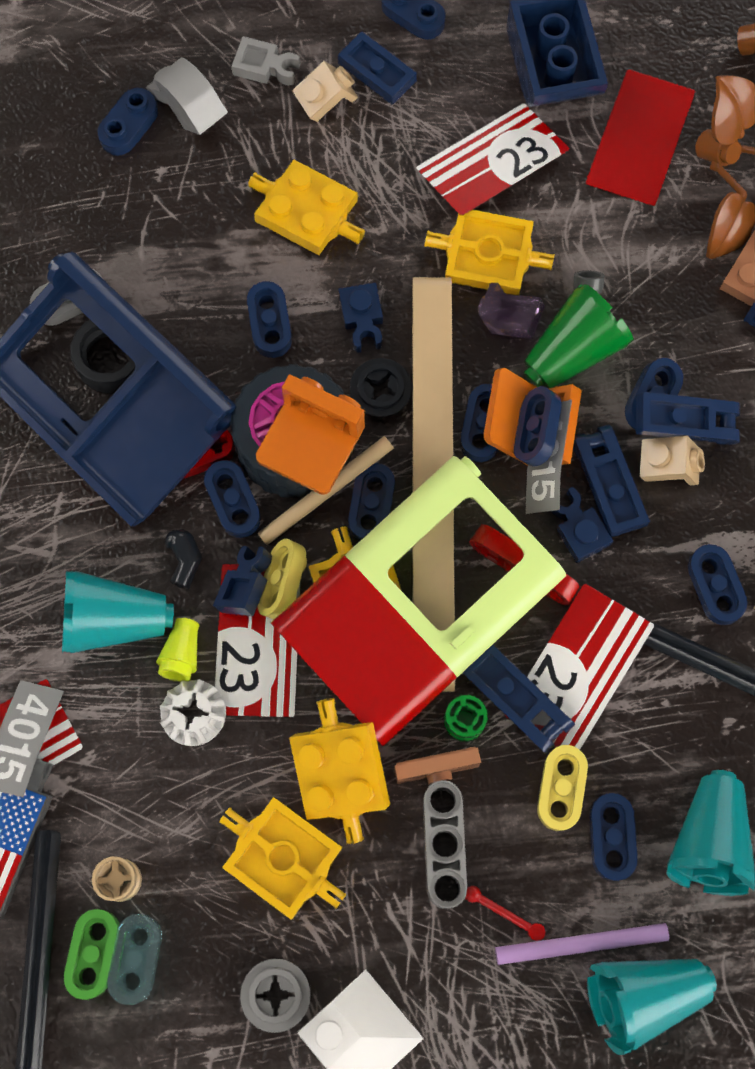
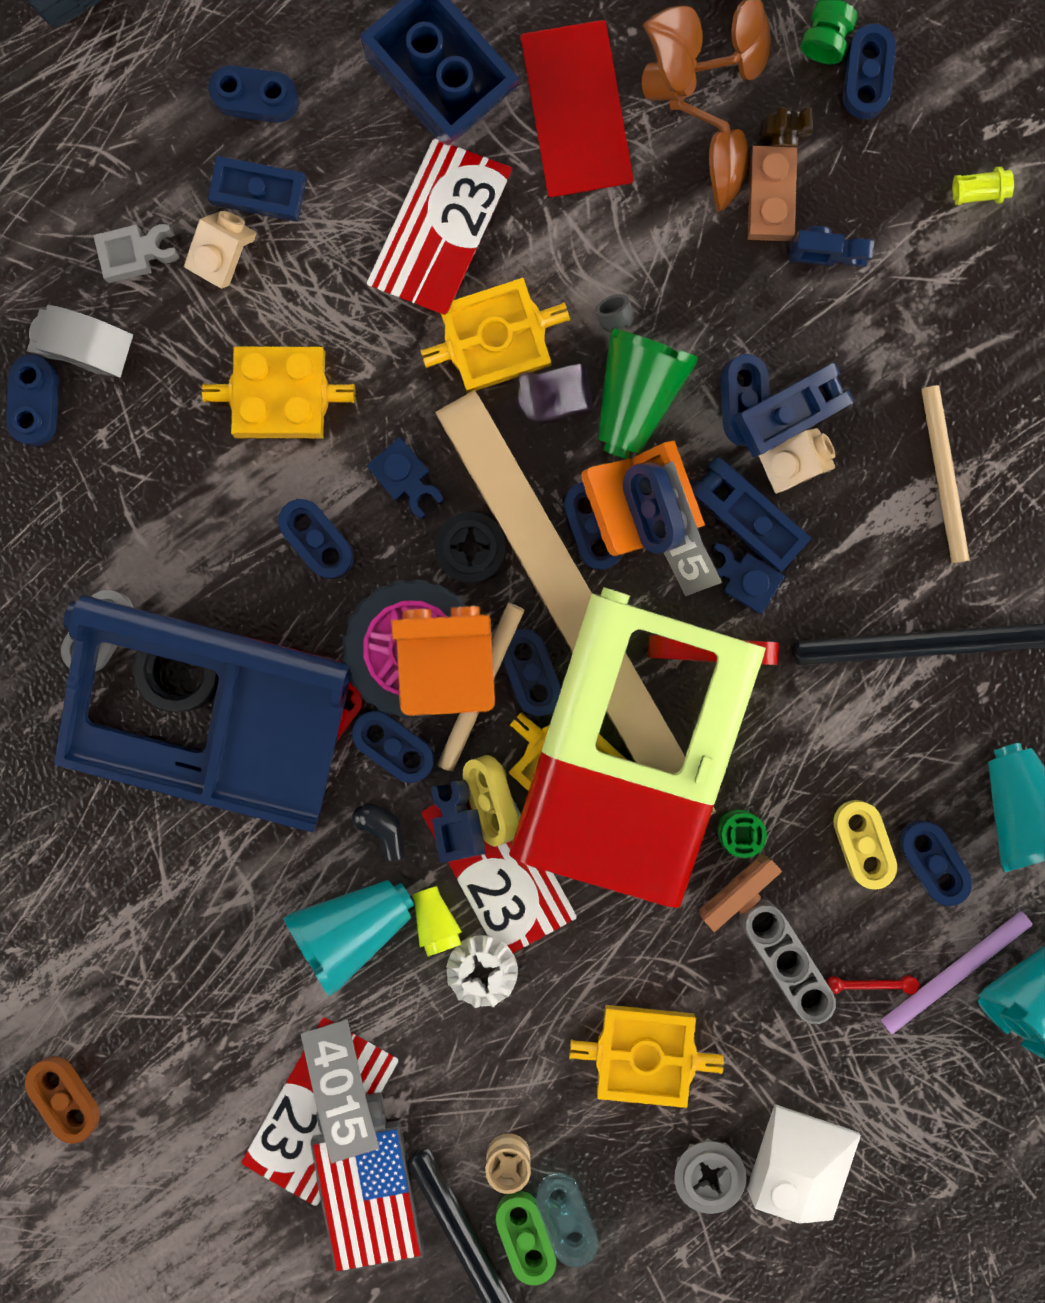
camera: 35 degrees left, 15 degrees up
(339, 771) = (654, 952): yellow plate -> none
(517, 697) = (781, 785): dark blue plate -> none
(587, 660) = (820, 721): sticker -> none
(720, 585) = (907, 560): dark blue plate -> none

